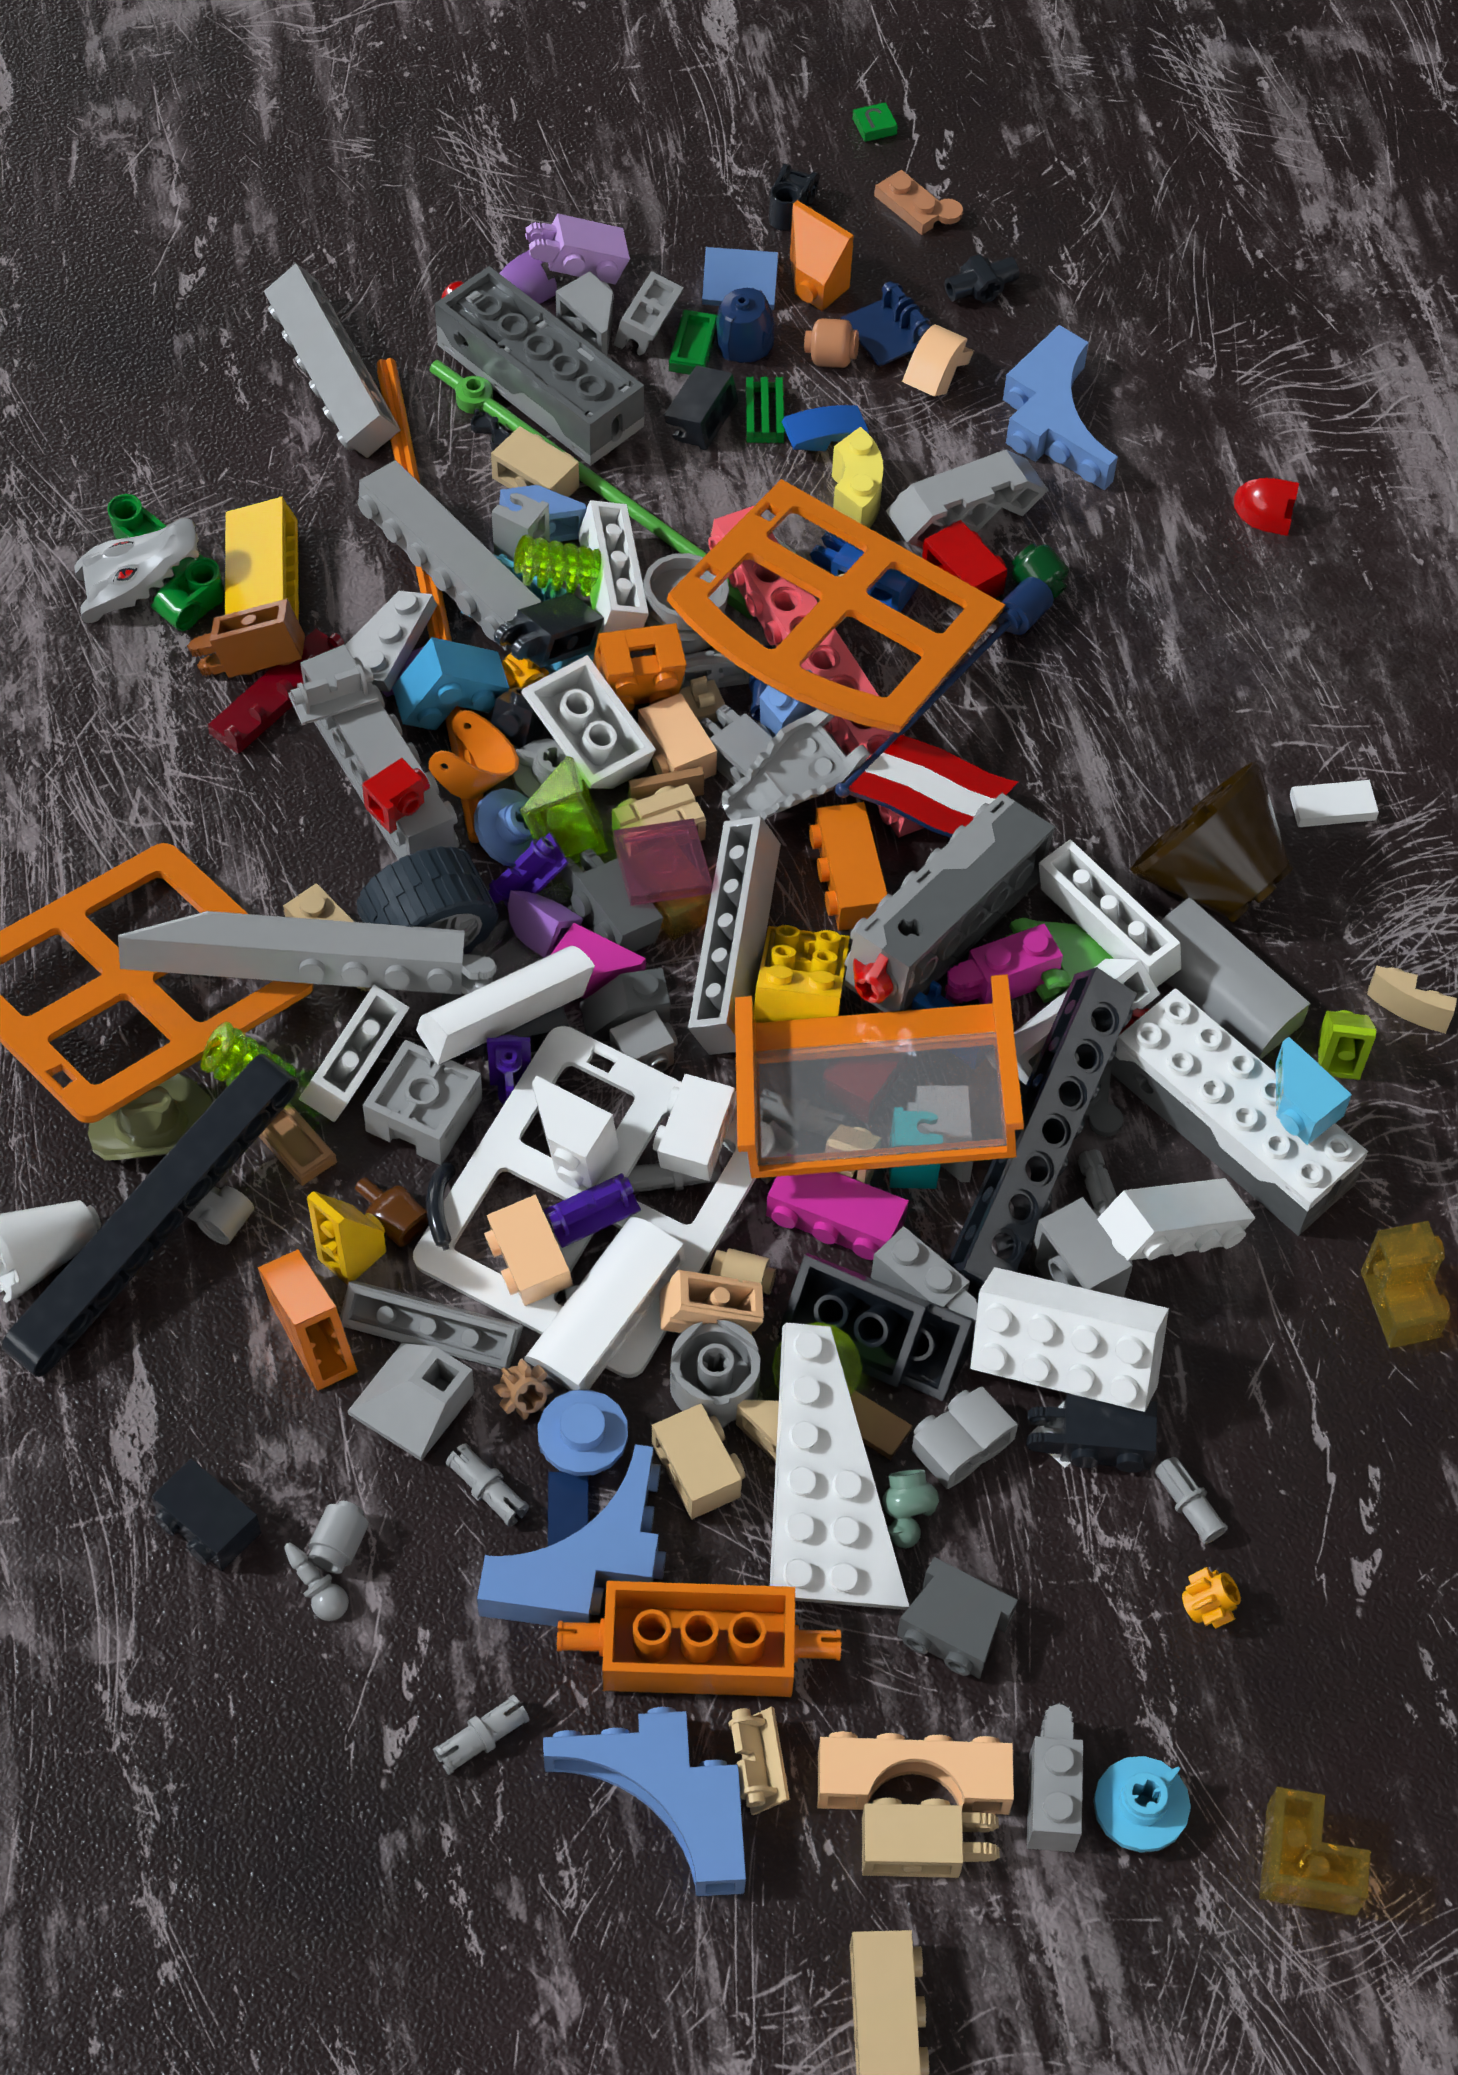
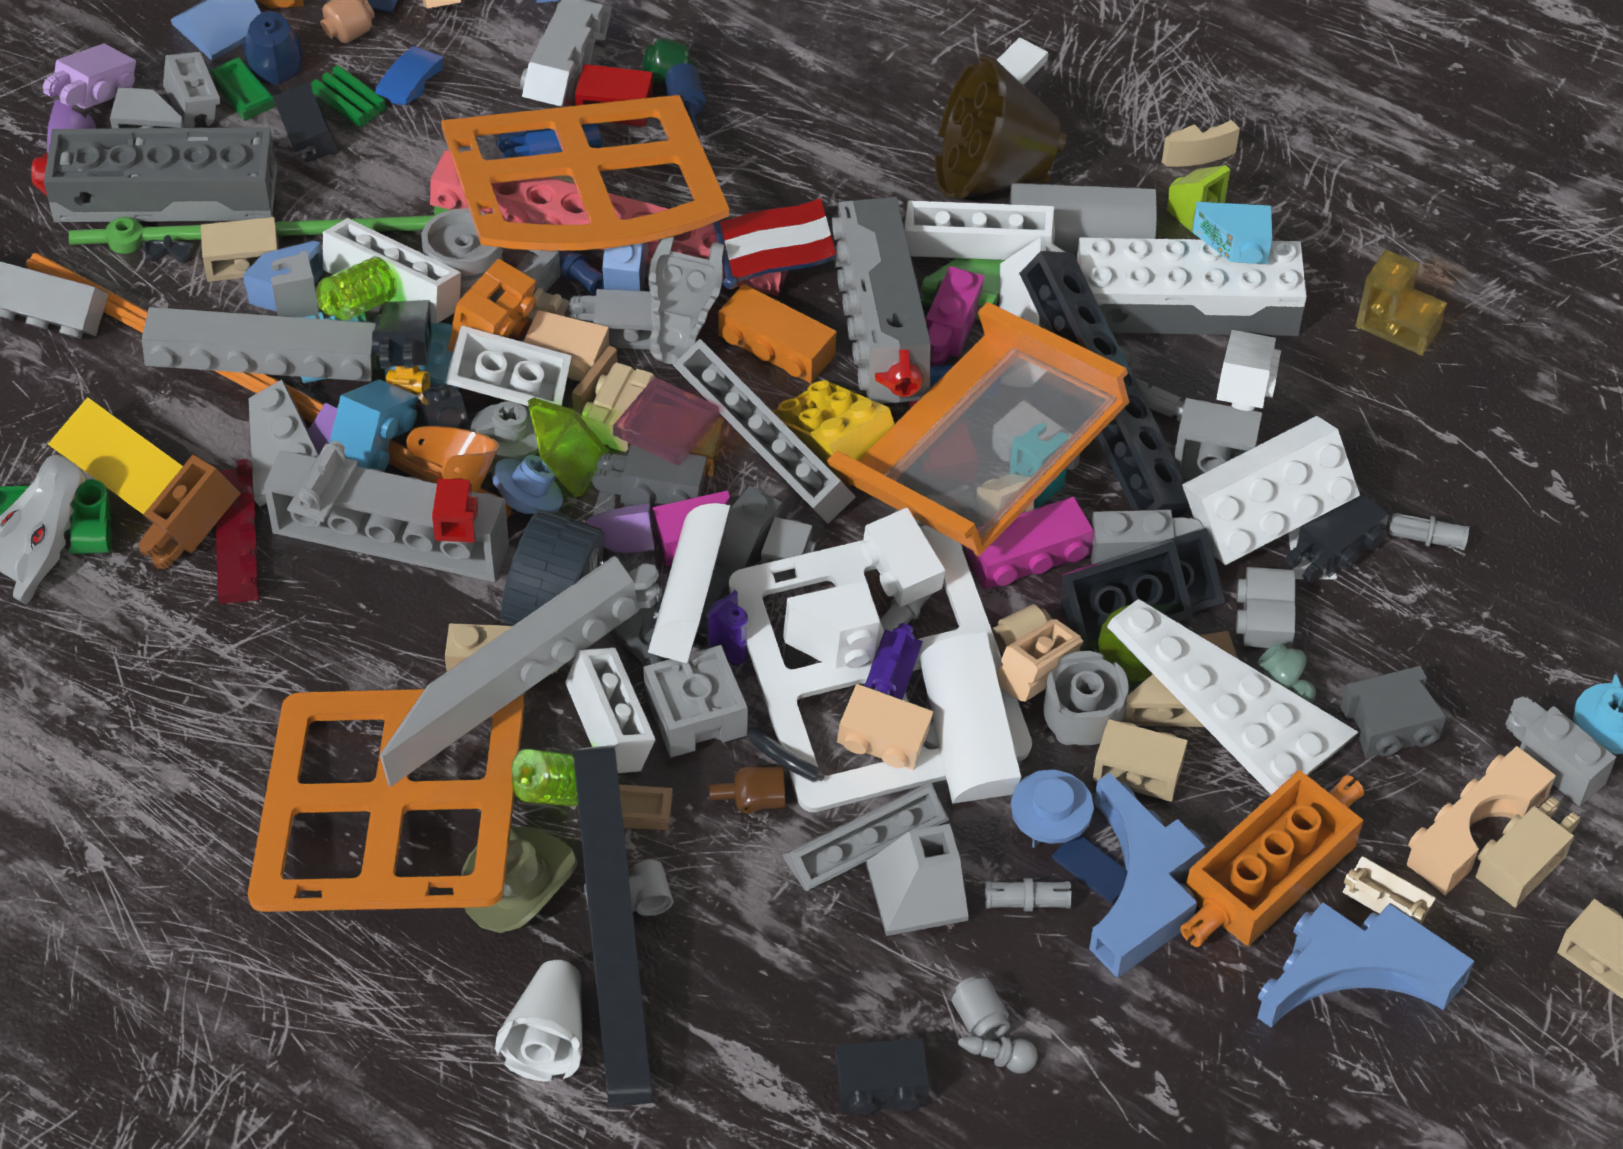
camera: 45 degrees left, 5 degrees down
(308, 1319) = (791, 896): orange slope -> none
(344, 1236) = (758, 826): yellow slope -> none
(481, 1734) = (1213, 1039): light grey pin -> none
(523, 1389) = (981, 816): medium nougat gear -> none
(532, 870) = (582, 492): dark purple hinge -> none
(859, 477) = (475, 86): light yellow brick -> none
(1211, 1597) = (1511, 571): light orange gear -> none

